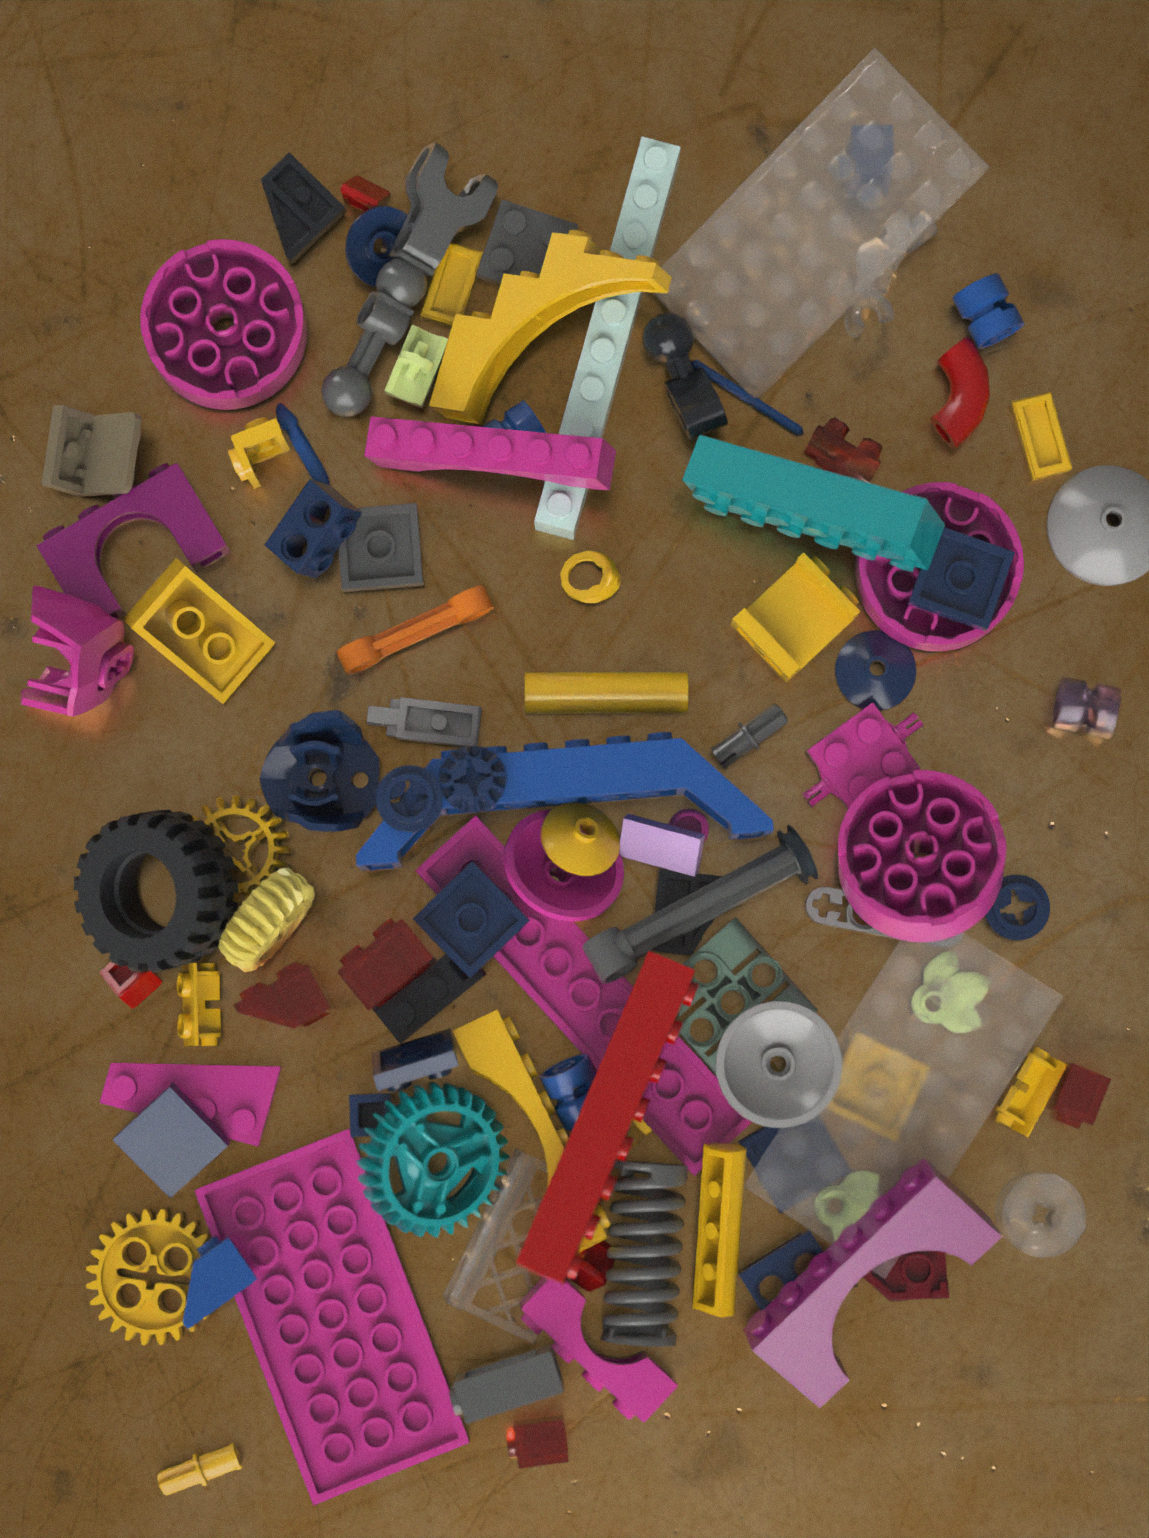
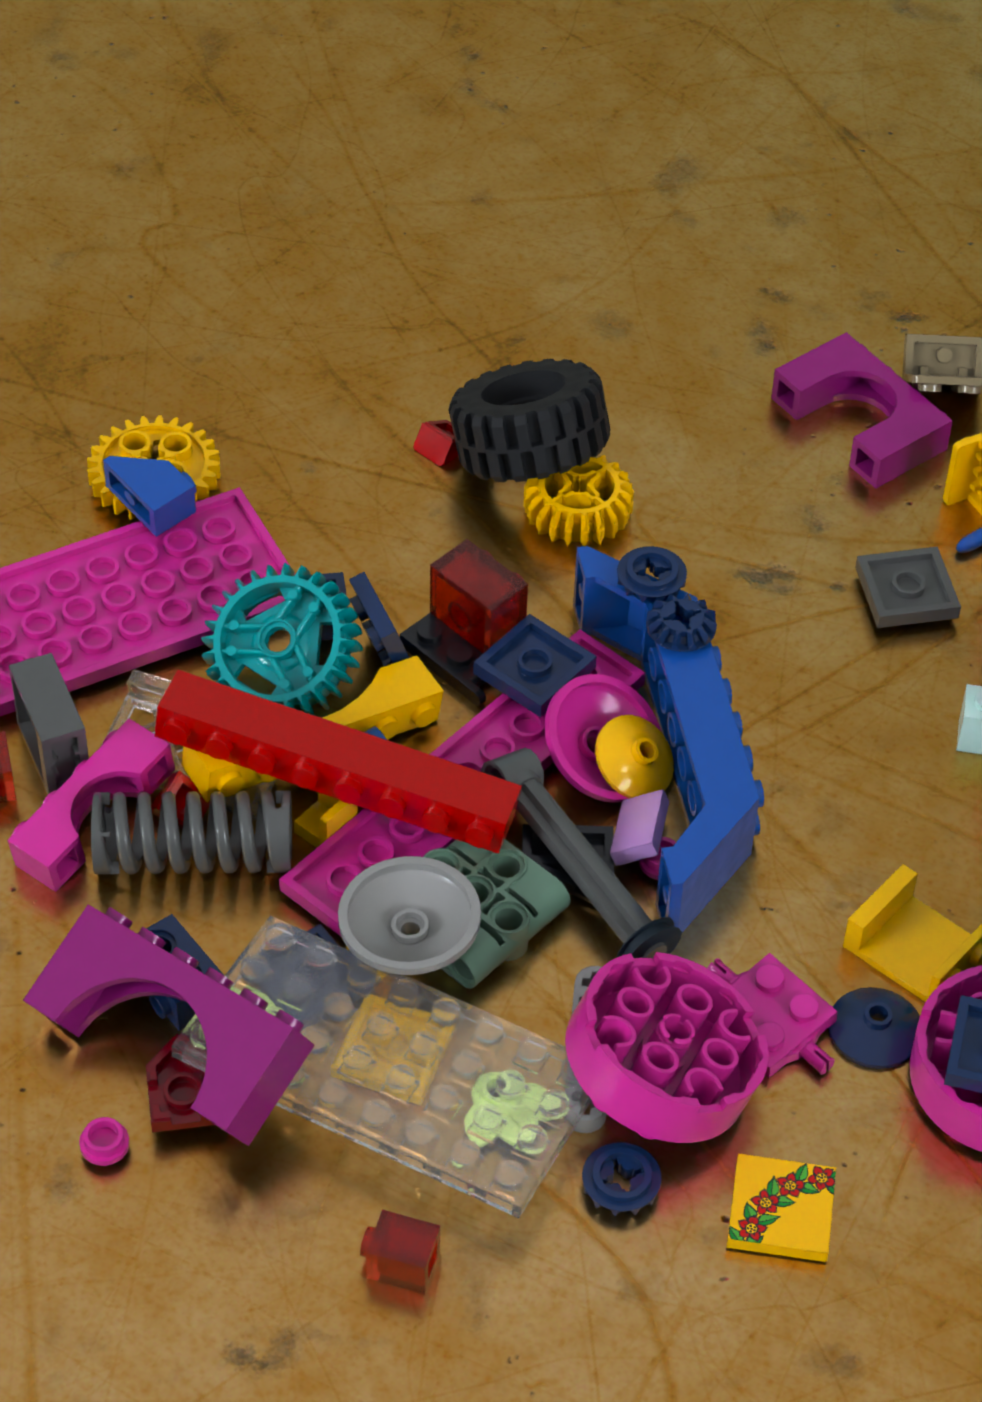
camera: 80 degrees right, 35 degrees down
(88, 641) = (749, 355): dark pink piece -> none
(171, 1140) = (287, 467): tile -> none
(195, 989) = (440, 479): yellow hinge -> none
(198, 631) = (792, 455): yellow slope -> none
(229, 1095) = (331, 495): dark pink wing -> none
(266, 919) = (512, 504): light yellow gear -> none
(292, 1001) = (432, 525): clear red slope -> none
(307, 523) = (913, 523): dark blue brick -> none
(328, 745) = (694, 536): dark blue piece -> none
(372, 649) = (862, 655): orange piece -> none
(428, 721) = (737, 635): light grey hinge -> none
(606, 692) = (796, 779): yellow brick -> none
(609, 583) = (919, 773): yellow piece -> none
(719, 1229) = (224, 902): yellow brick -> none
(749, 735) = (776, 904): dark grey axle -> none
(950, 1337) = (104, 1141): none -> dark pink plate
(1031, 1091) = (385, 1190): yellow hinge -> none
(1050, 779) = (781, 1207): none -> yellow tile
(1063, 1222) = (254, 1213): clear brick -> none
(1086, 707) = (876, 1226): wheel -> none

